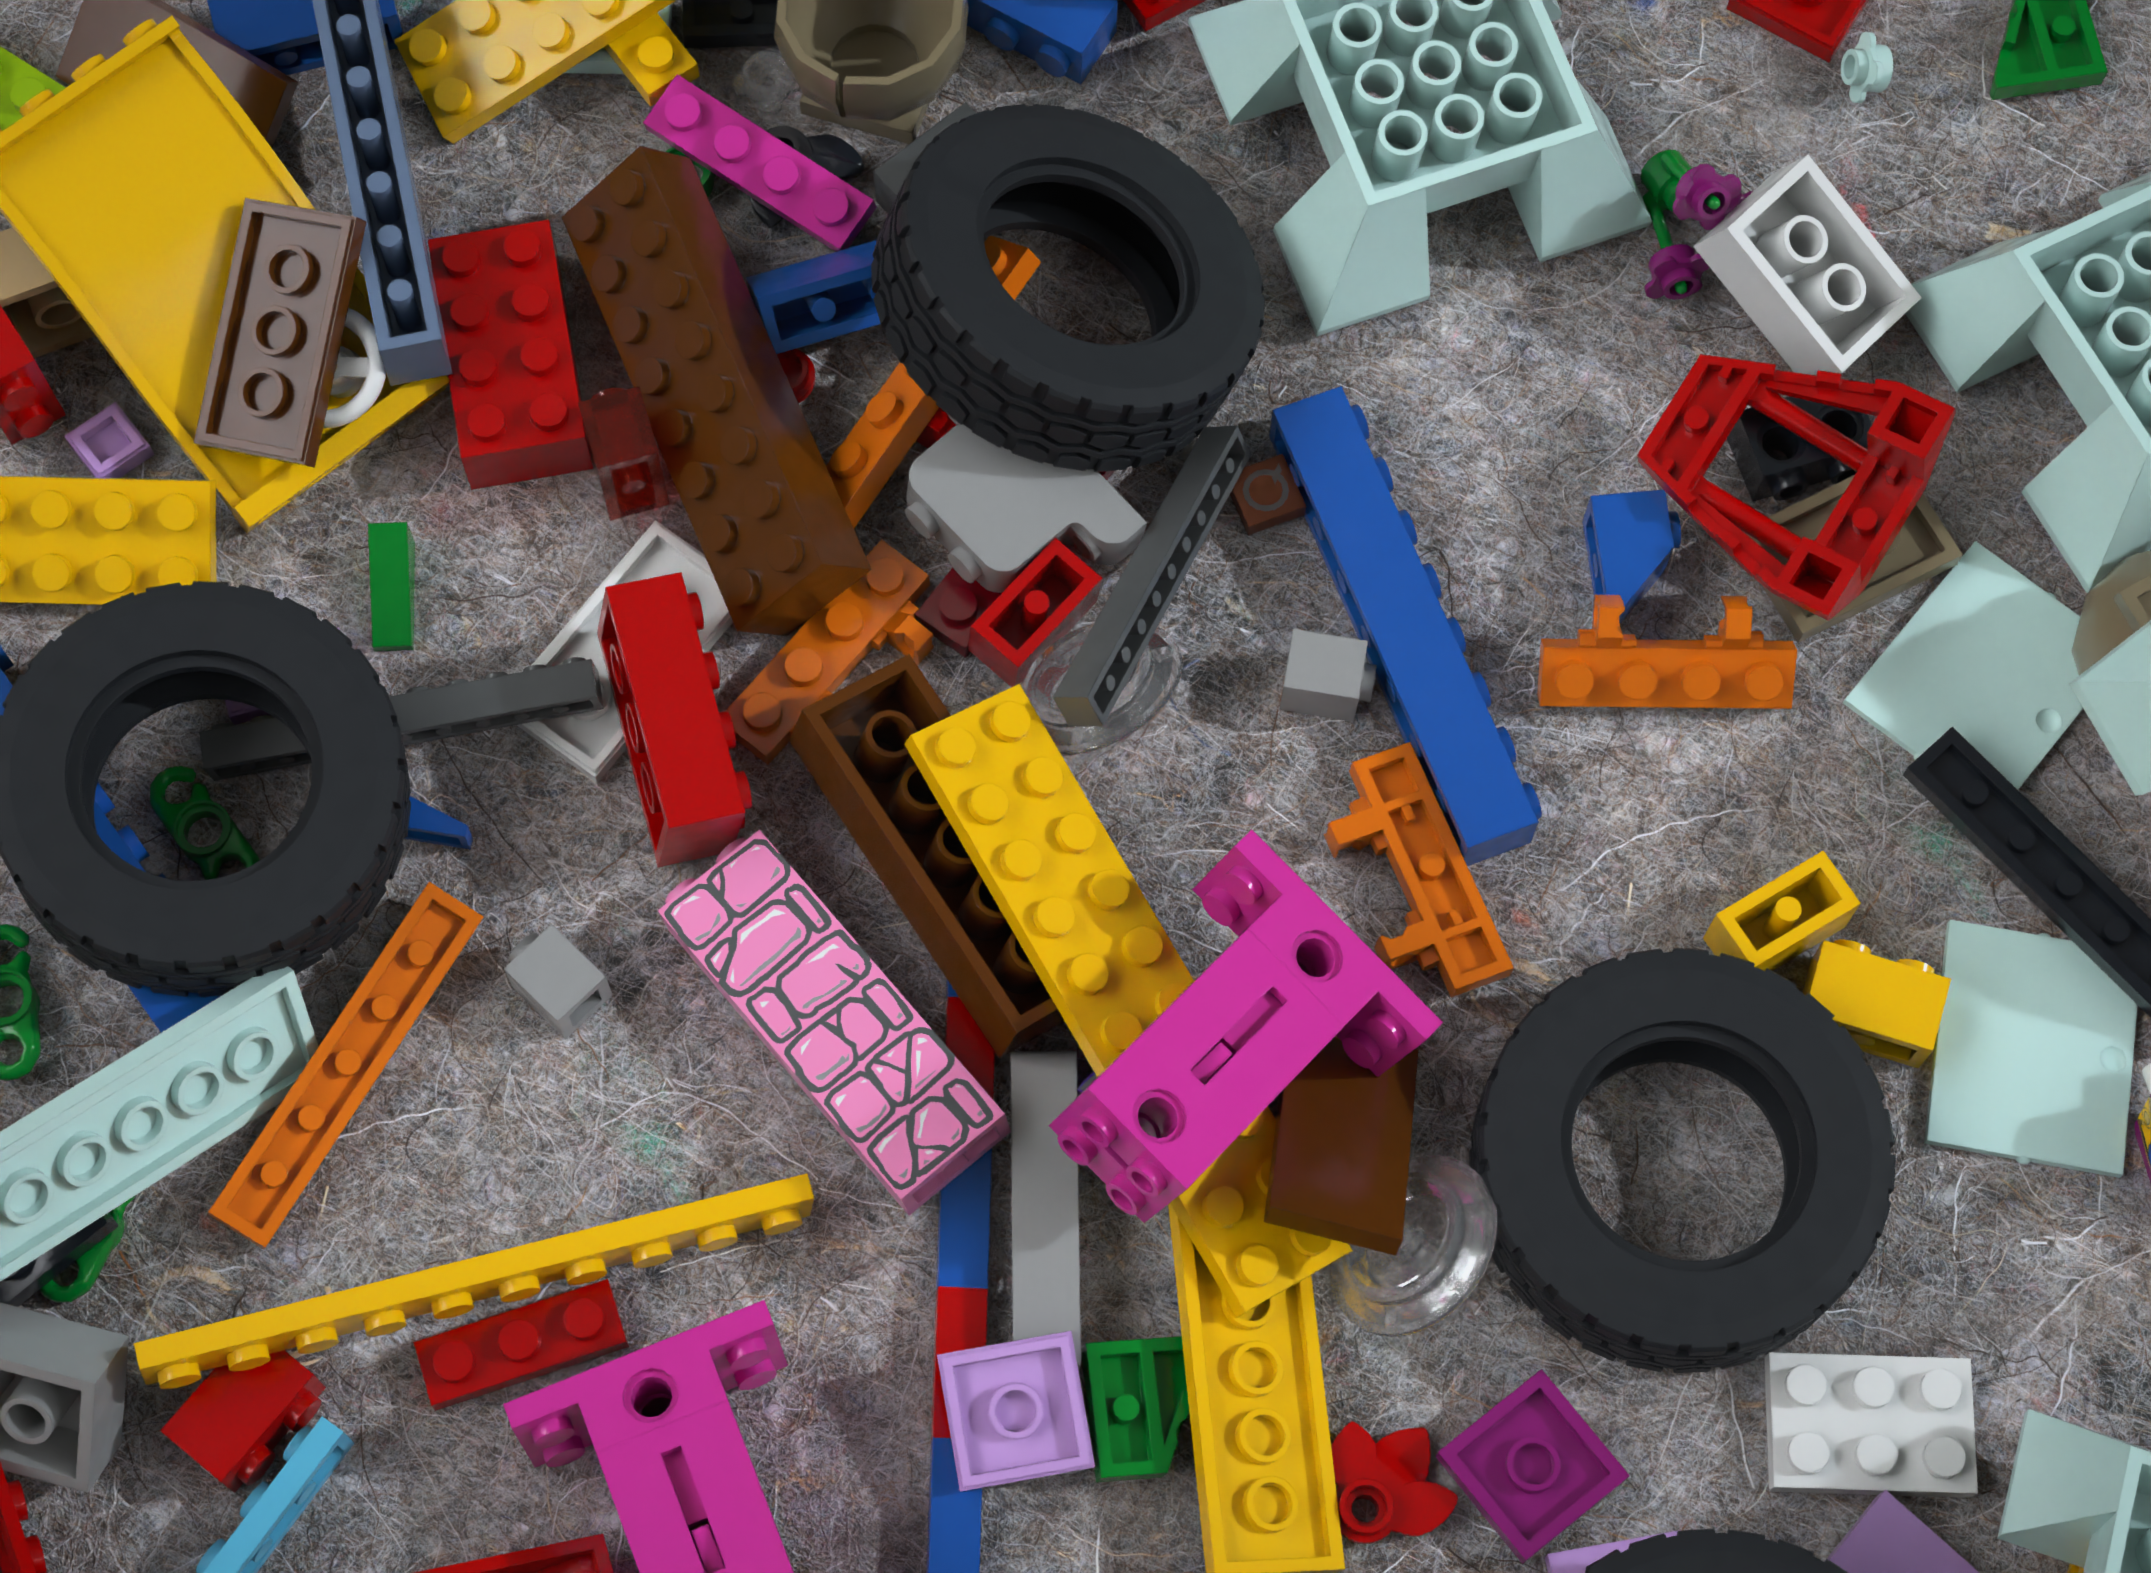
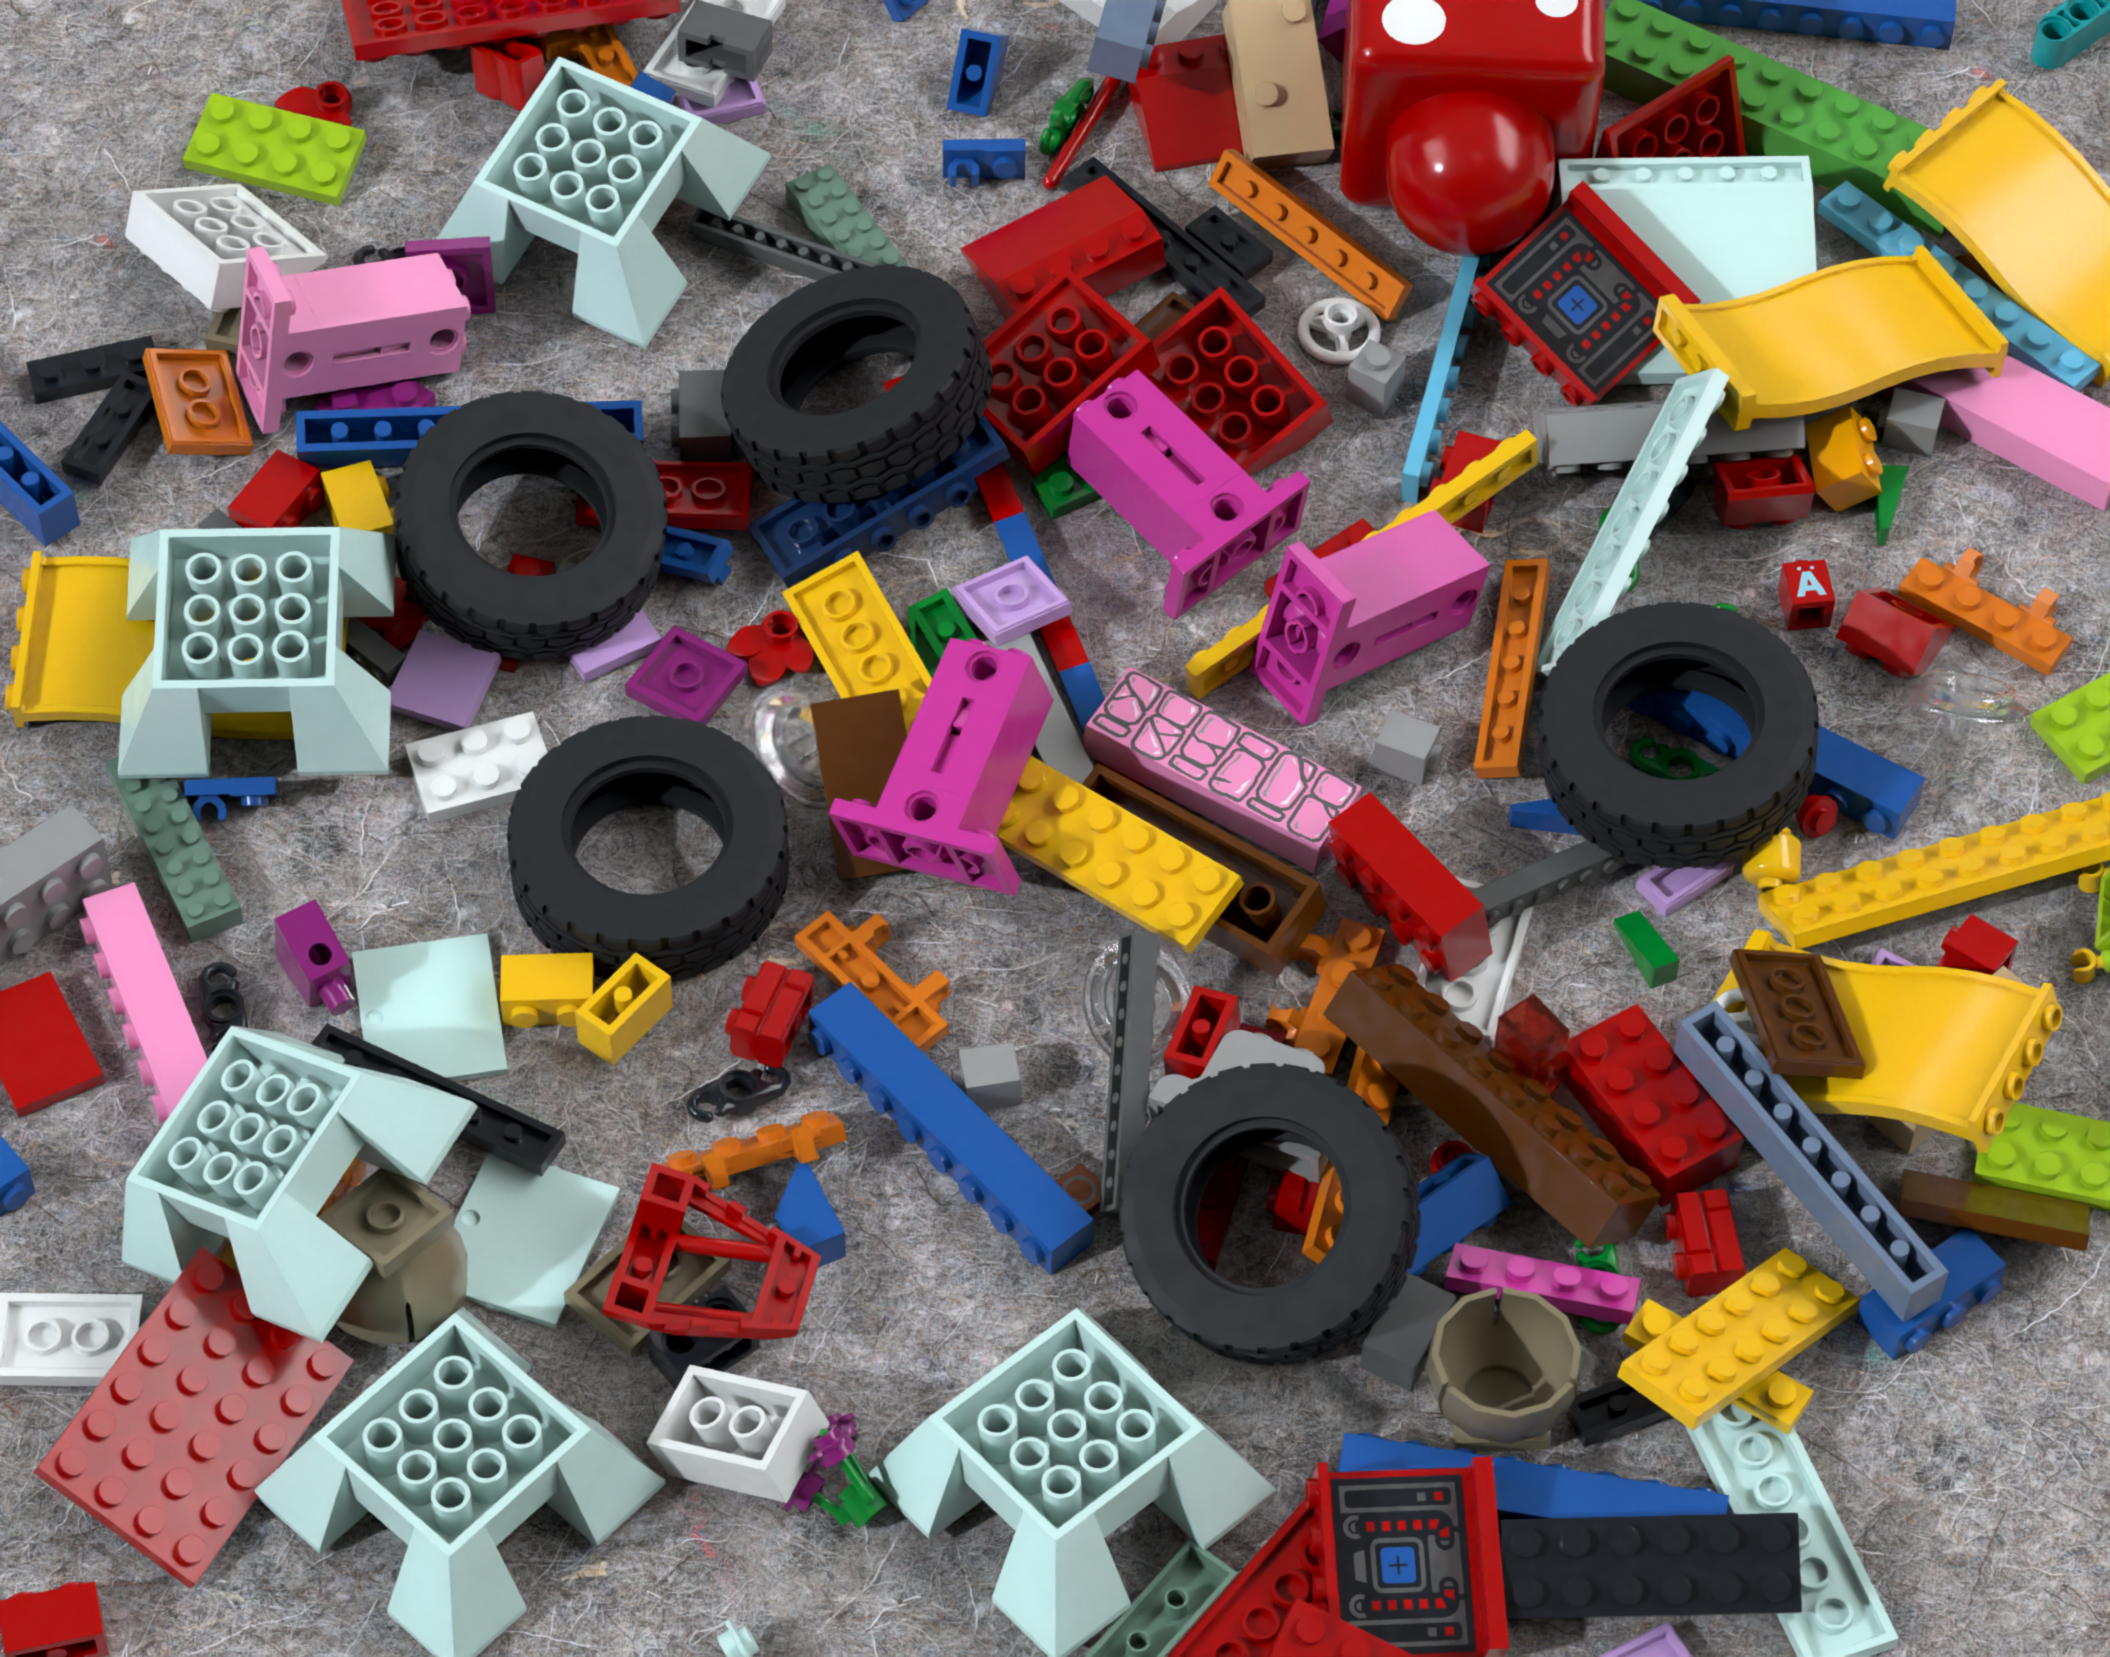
camera: 160 degrees right, 15 degrees down
(509, 1170) = (1363, 608): none -> dark pink brick
(536, 162) = (1705, 1242): none -> red brick
(1583, 856) = (770, 1014): none -> red brick
(1684, 782) = (716, 1093): none -> black piece

